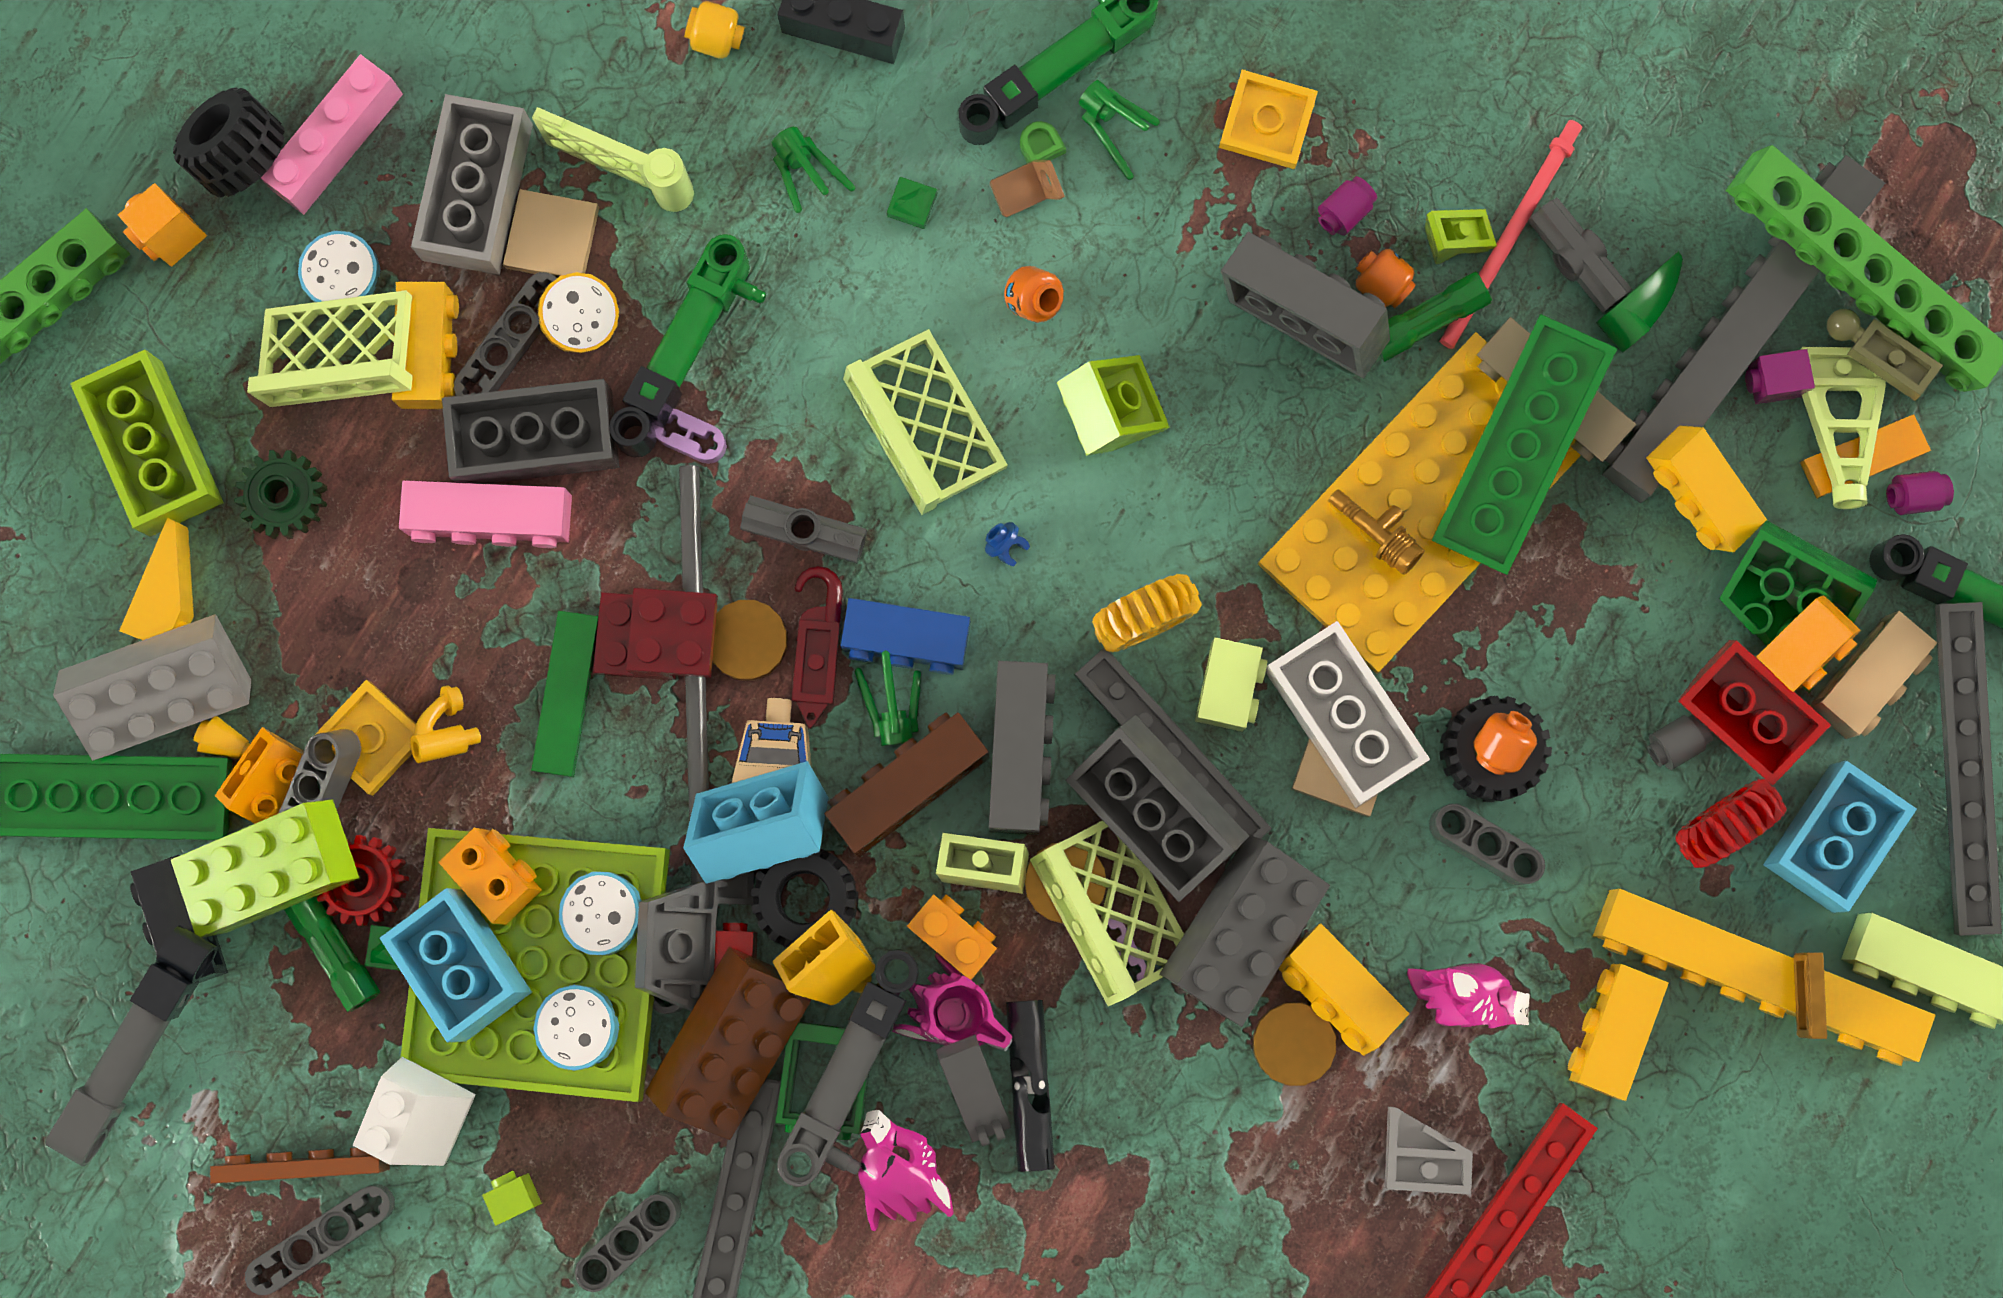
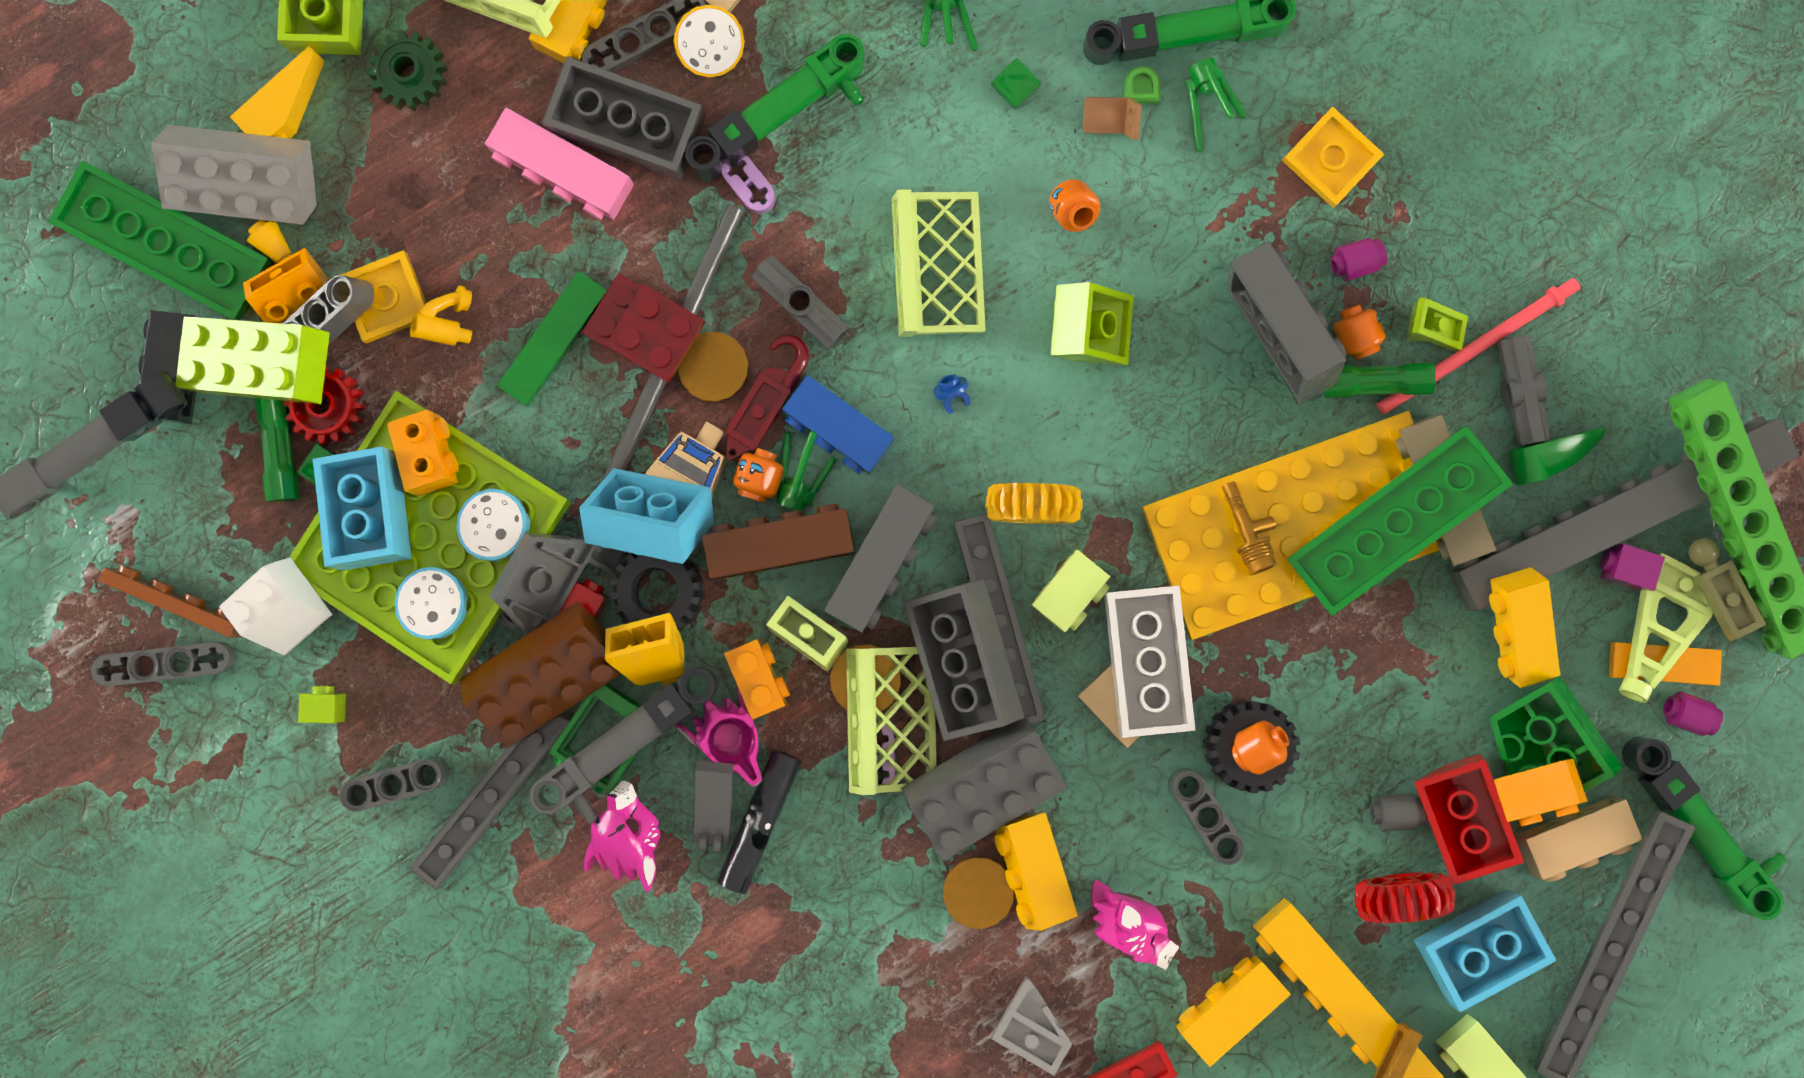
camera: 25 degrees right, 5 degrees up
(849, 727) = (758, 475): none -> orange head

